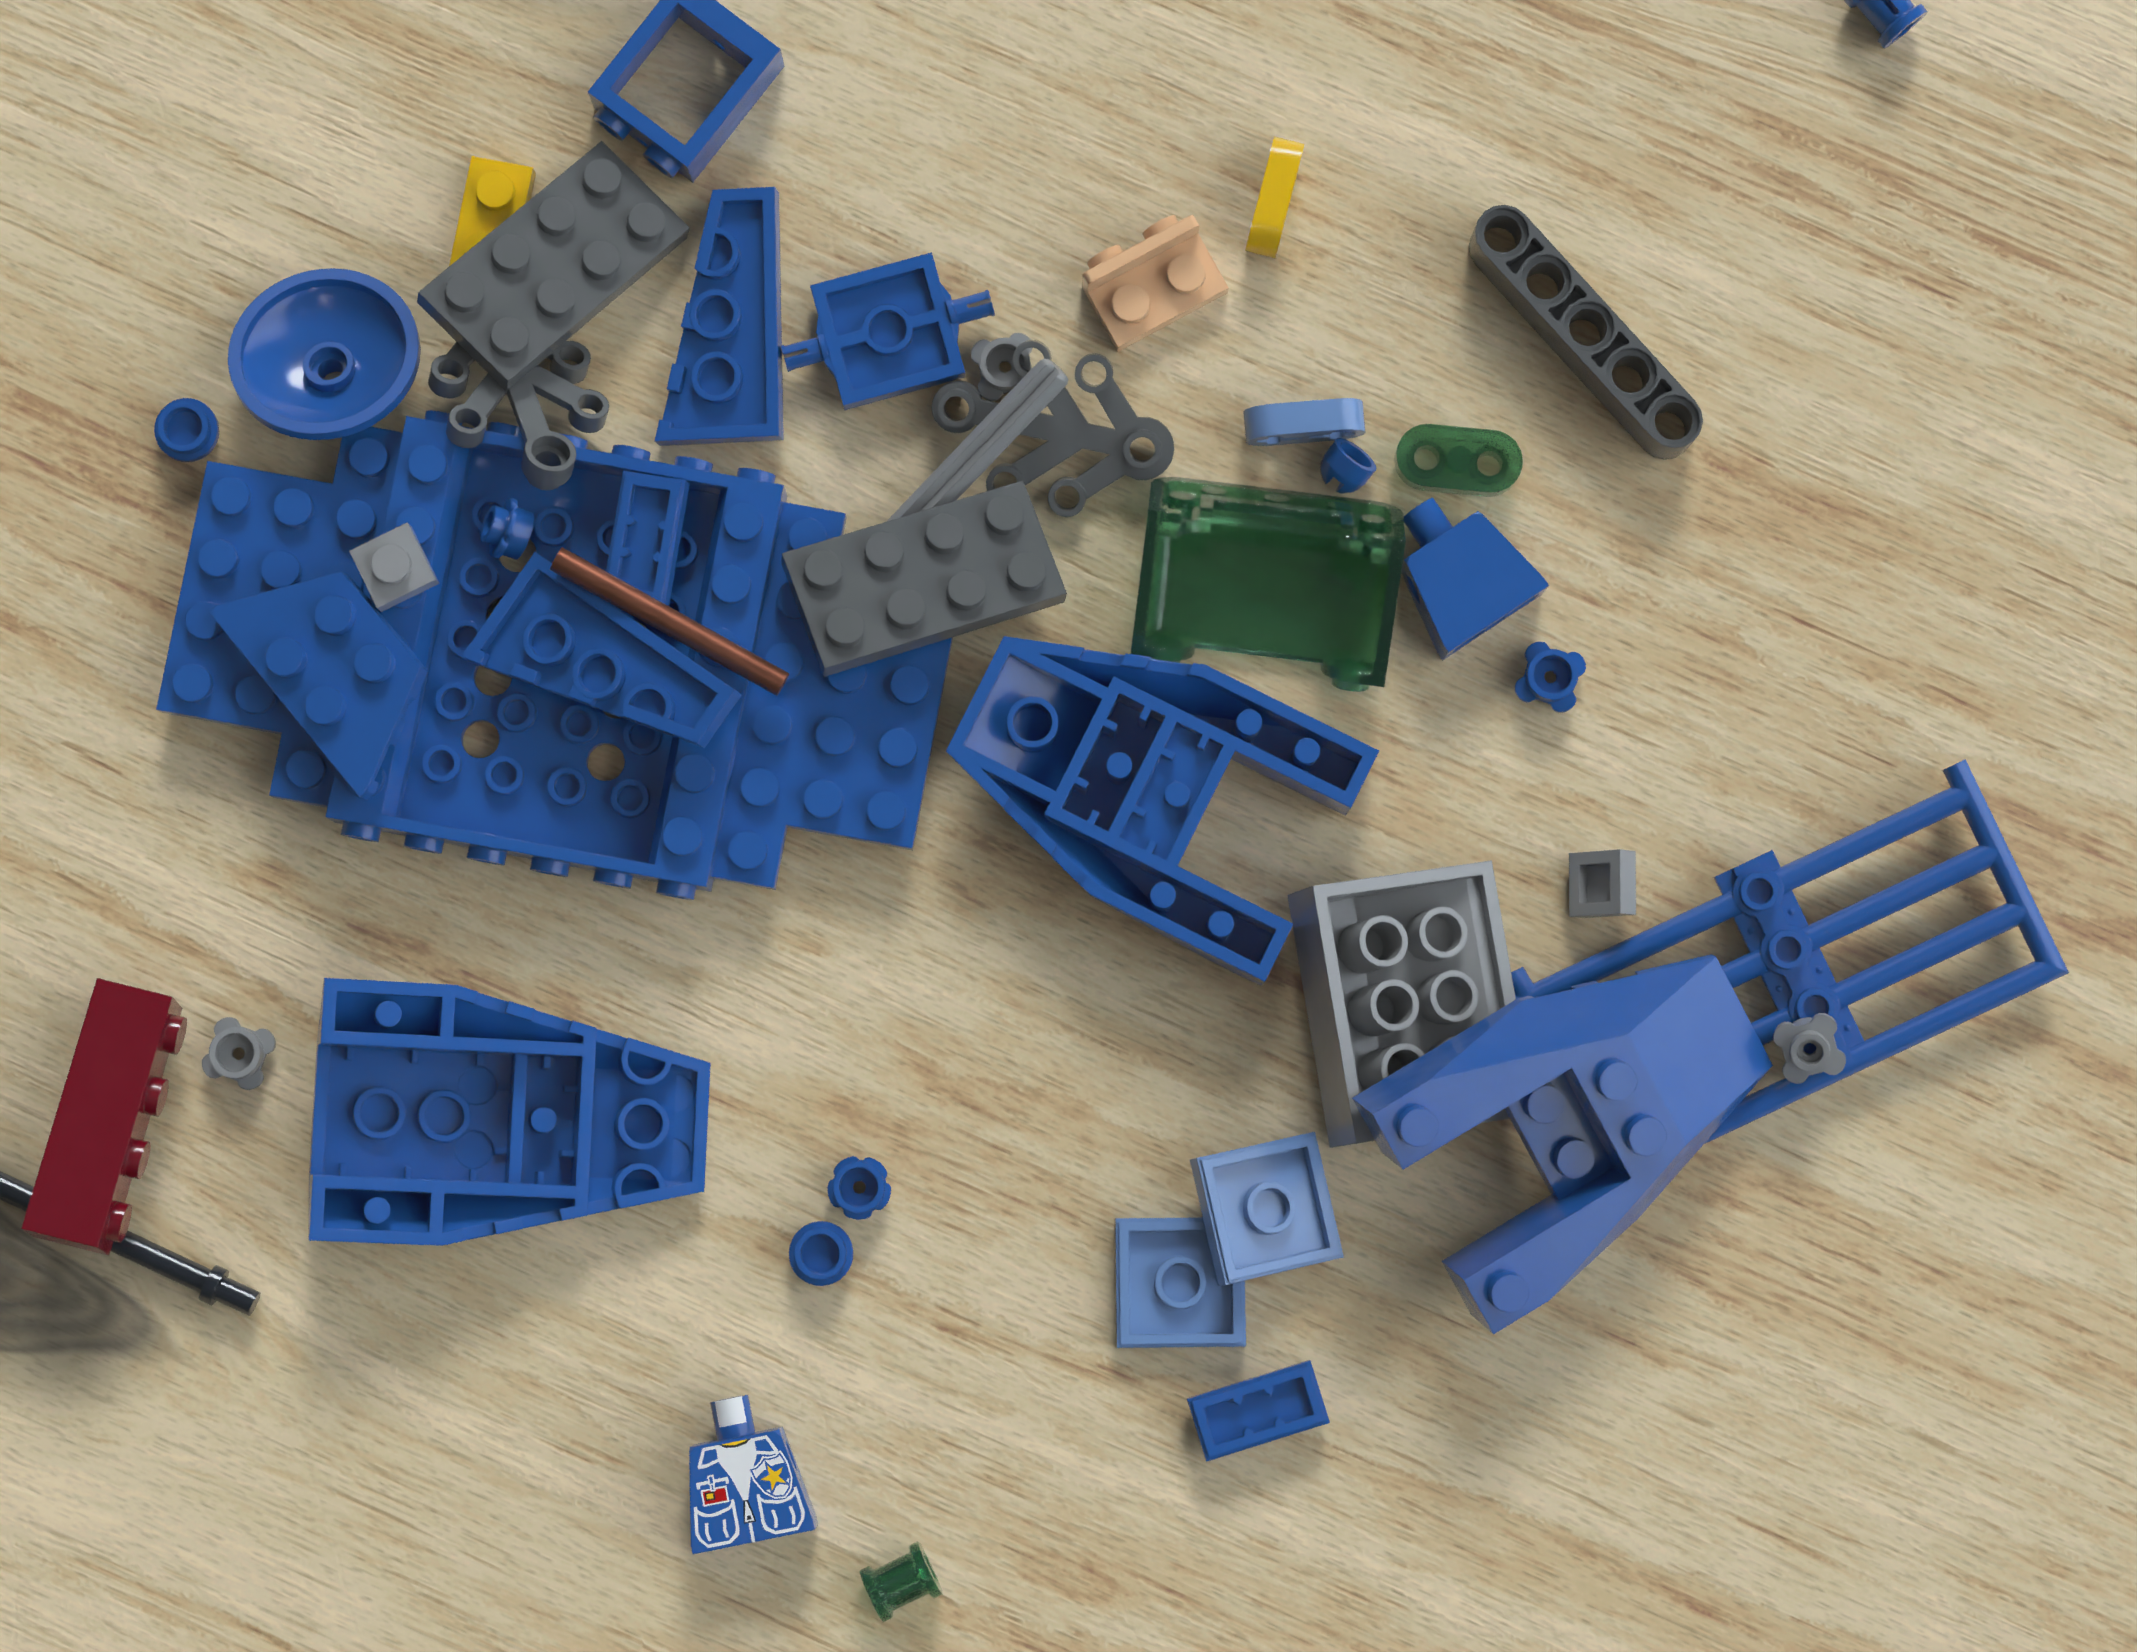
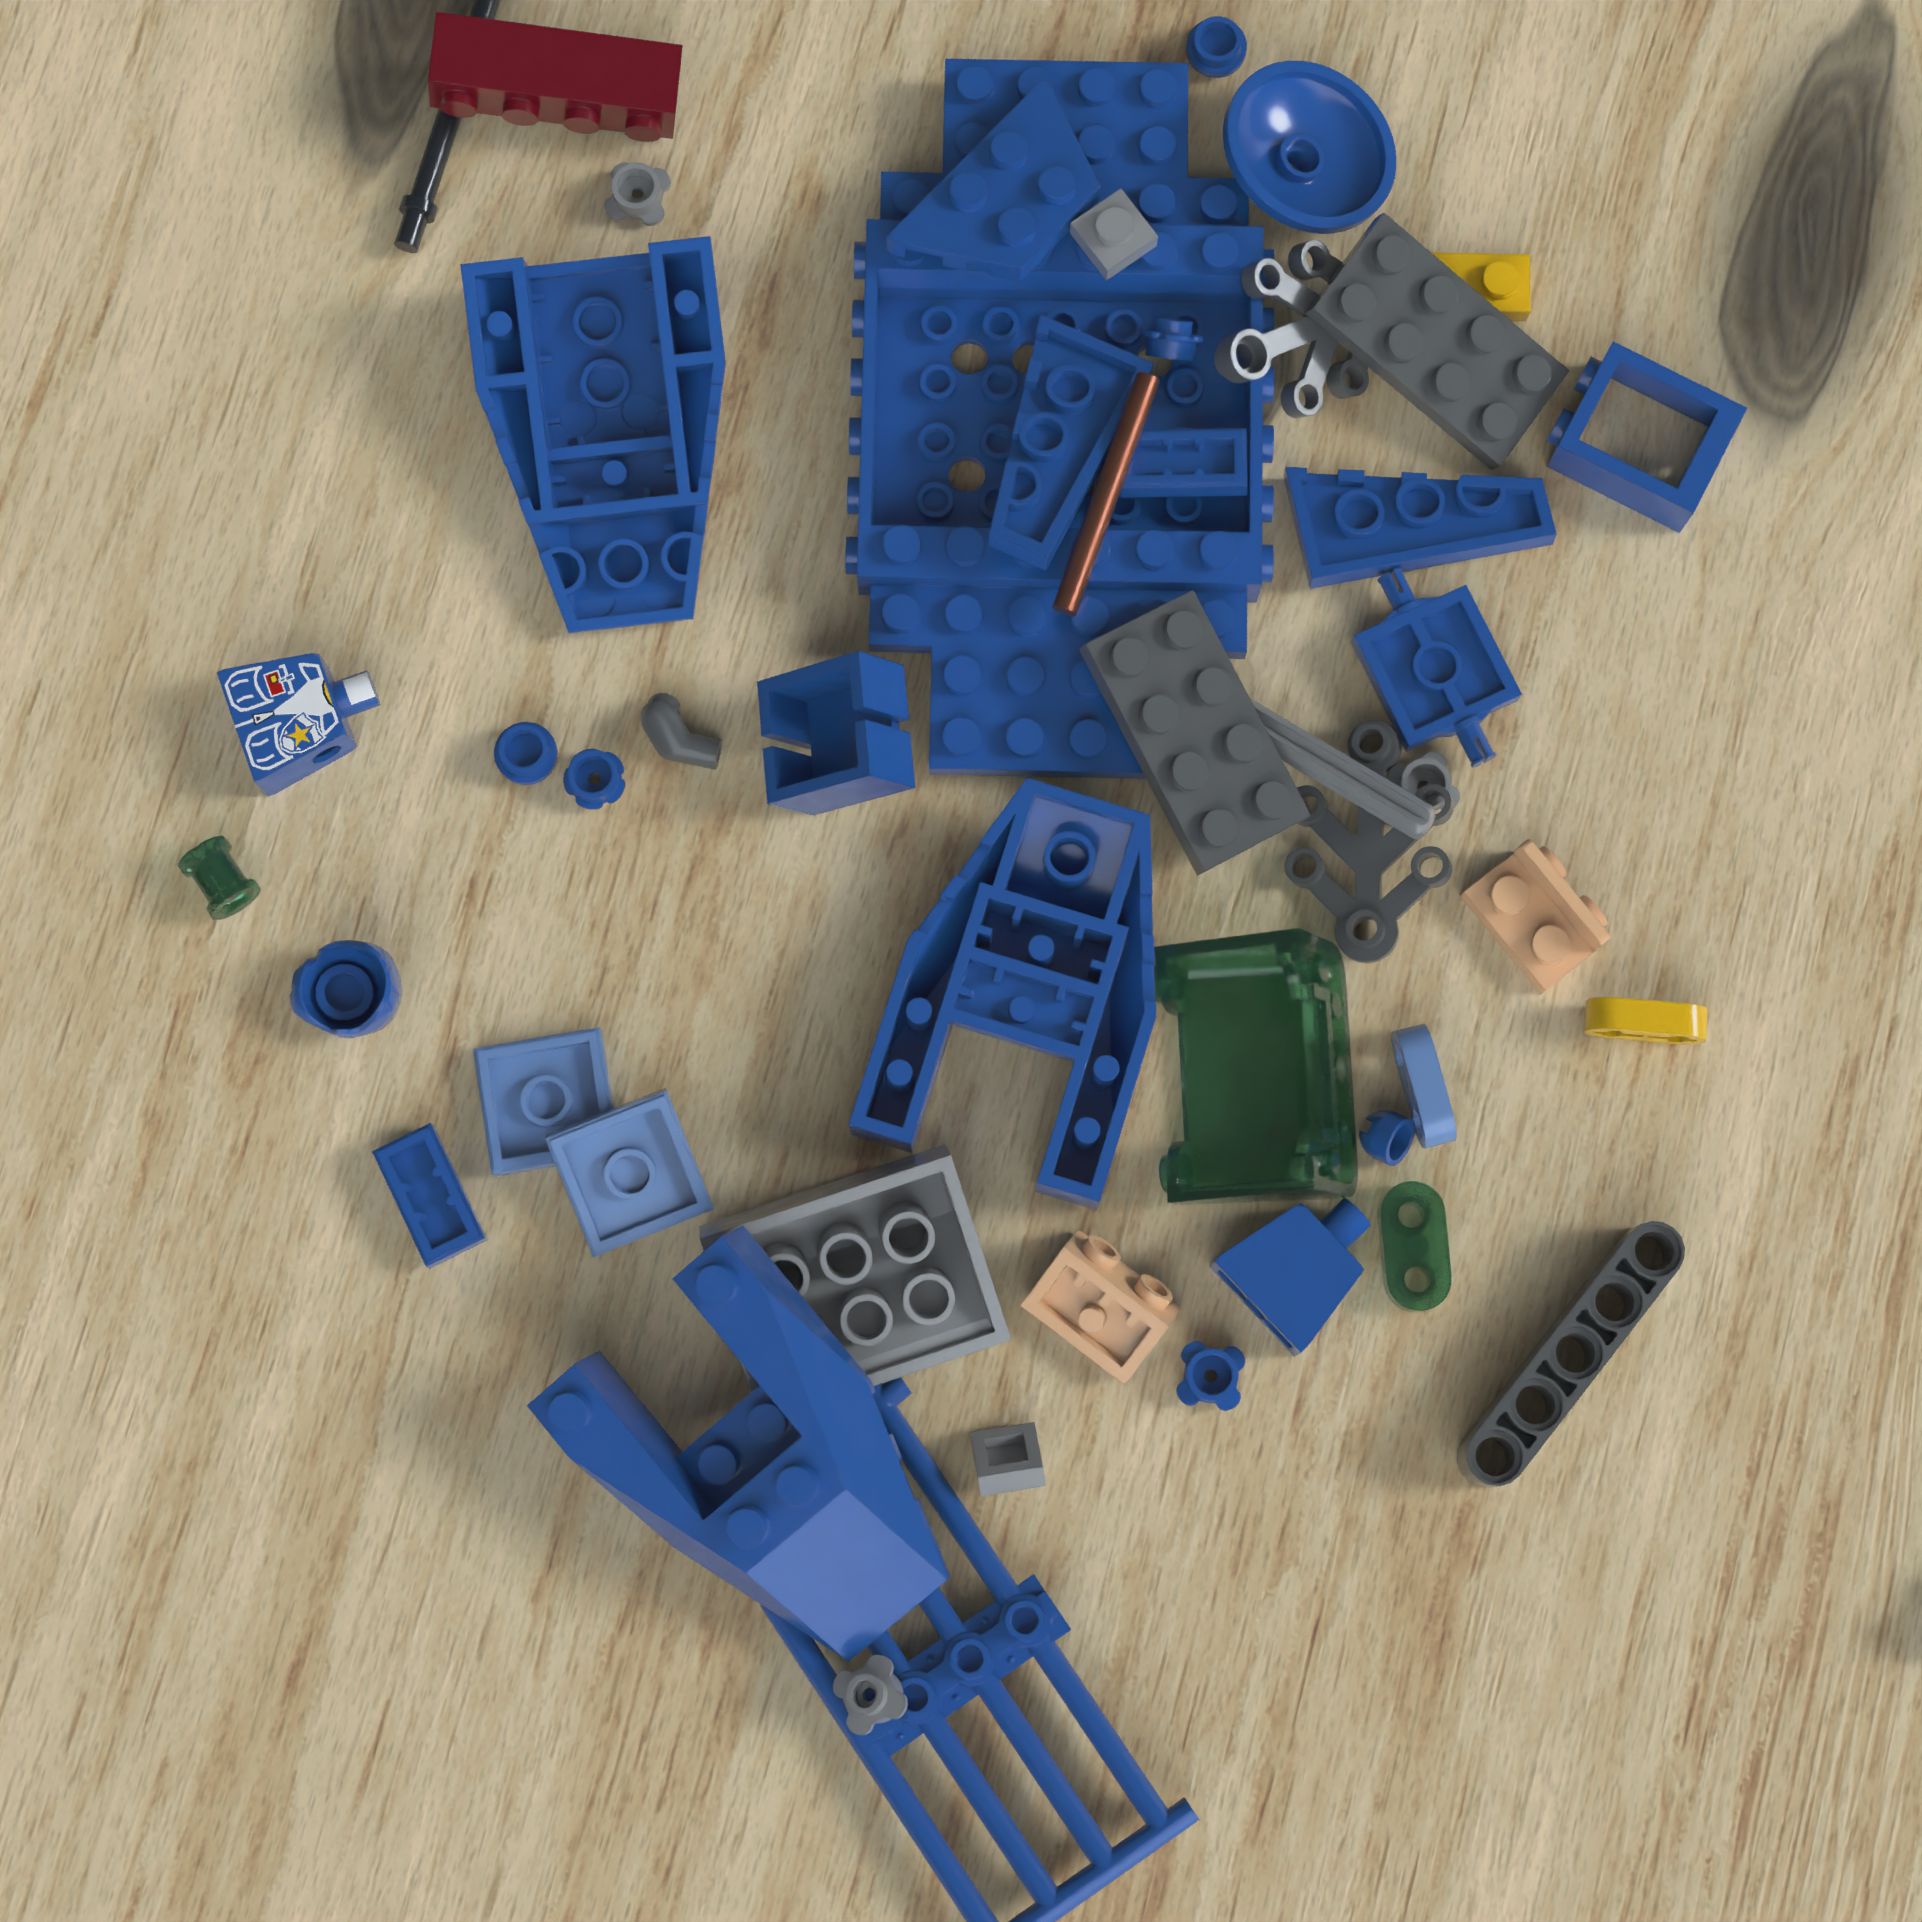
camera: 85 degrees right, 5 degrees down
(828, 1103) = (671, 737): none -> dark grey arm
(865, 919) = (849, 720): none -> blue piece
(1040, 1464) = (347, 989): none -> blue hair
(1468, 767) = (1102, 1305): none -> light nougat bracket

